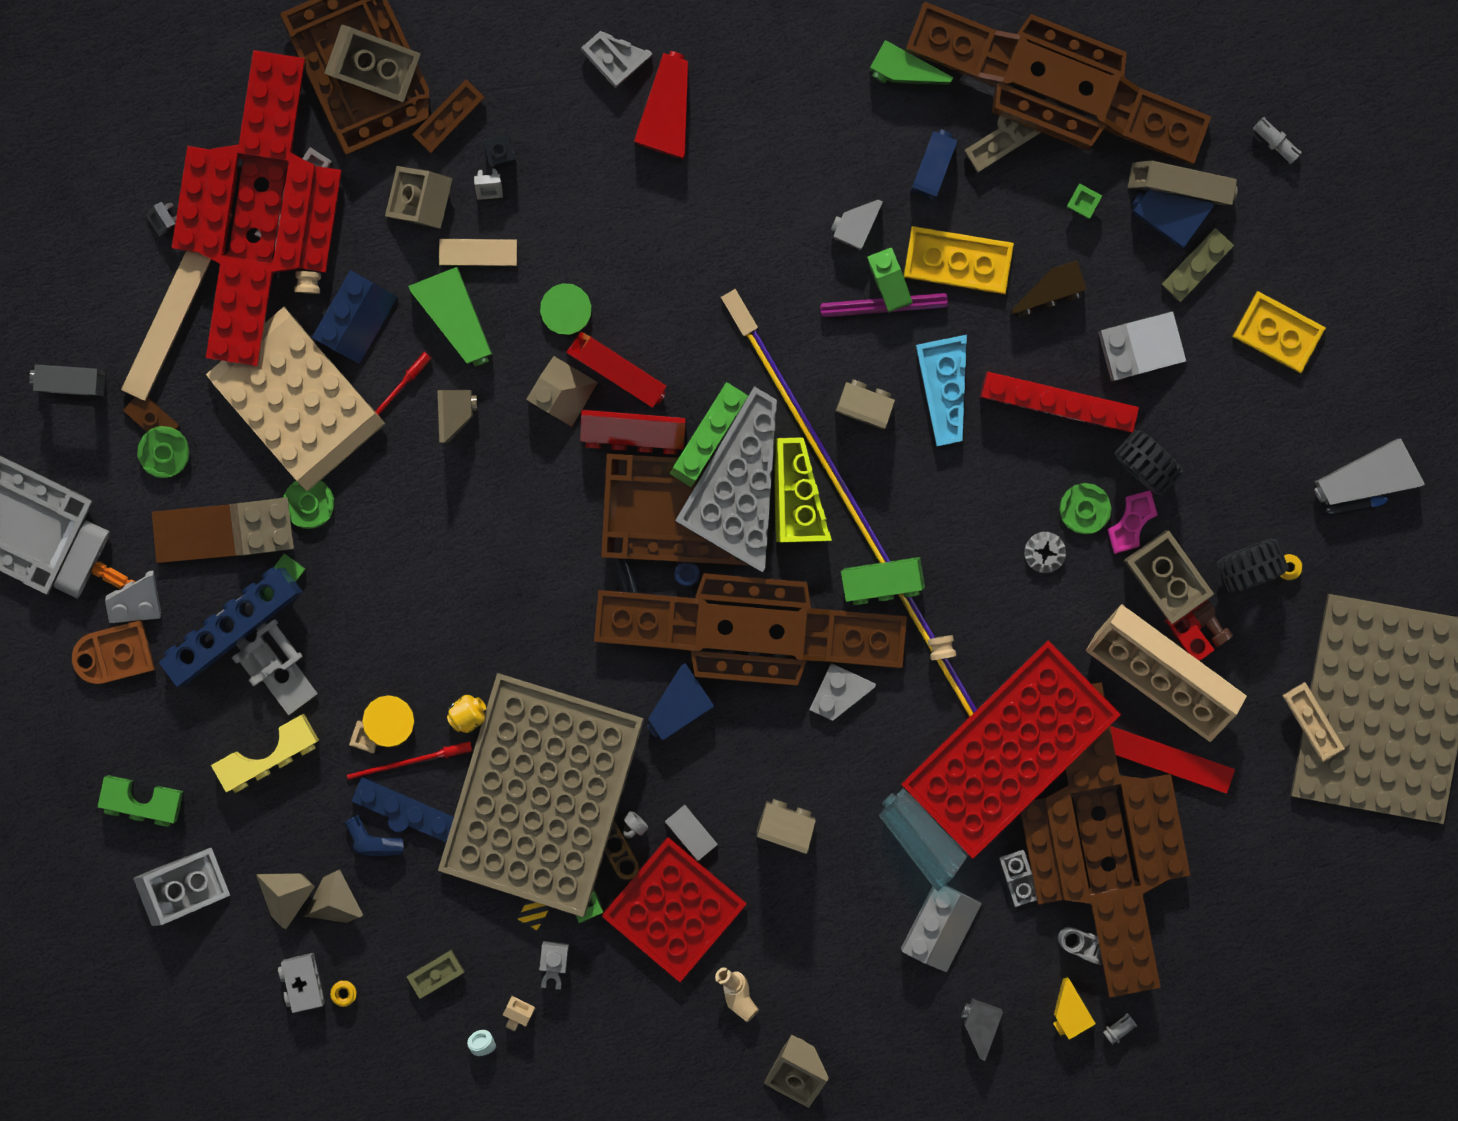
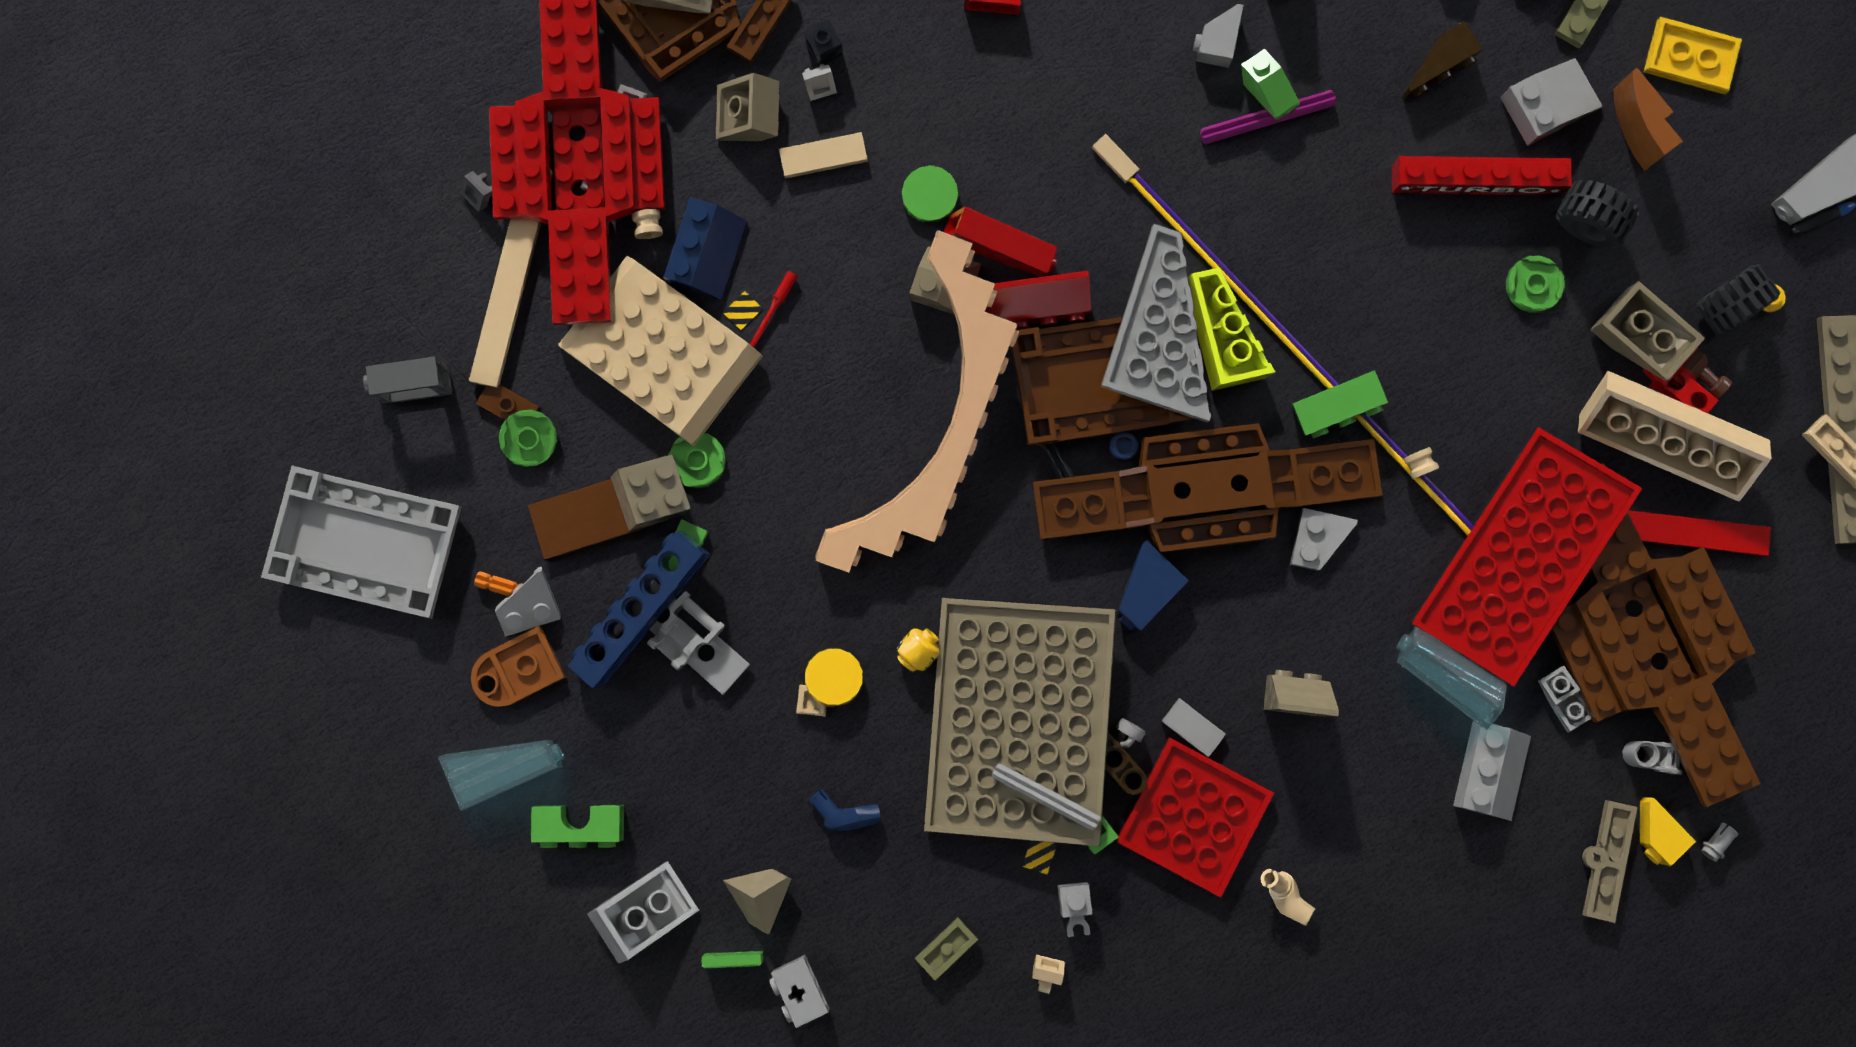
camera: 10 degrees left, 5 degrees down
(76, 738) = (494, 771): none -> clear light blue slope
(81, 559) = (460, 573): light grey beam -> none
(250, 943) = (732, 959): none -> bright green tile
(293, 737) = (677, 768): light yellow arch -> none
(334, 900) = (816, 890): dark tan slope -> none
(337, 999) = (844, 1002): yellow plate -> none
(376, 377) = (742, 310): none -> sticker
(403, 810) = (870, 772): dark blue hinge -> none
(443, 753) = (903, 698): red piece -> none
(453, 312) = (808, 220): bright green slope -> none
(454, 412) = (835, 323): dark tan slope -> none
(481, 1043) = (1014, 1015): light aqua tile -> none
(499, 586) = (983, 350): none -> light nougat arch
(547, 865) = (1046, 797): none -> light grey axle
(708, 434) = (1115, 288): bright green arch -> none
(798, 1072) = (1376, 970): dark tan slope -> none
(865, 405) = (1275, 224): dark tan slope -> none
(944, 384) = (1351, 181): medium azure wing -> none
(958, 260) = (1336, 53): yellow tile -> none
(981, 1023) = (1567, 873): flat silver slope -> none
(1020, 1024) = (1608, 861): none -> dark tan hinge
(1038, 542) = (1496, 349): light grey gear -> none
(1127, 531) = (1587, 296): dark pink tile -> none
(1213, 385) = (1642, 119): none -> dark orange slope

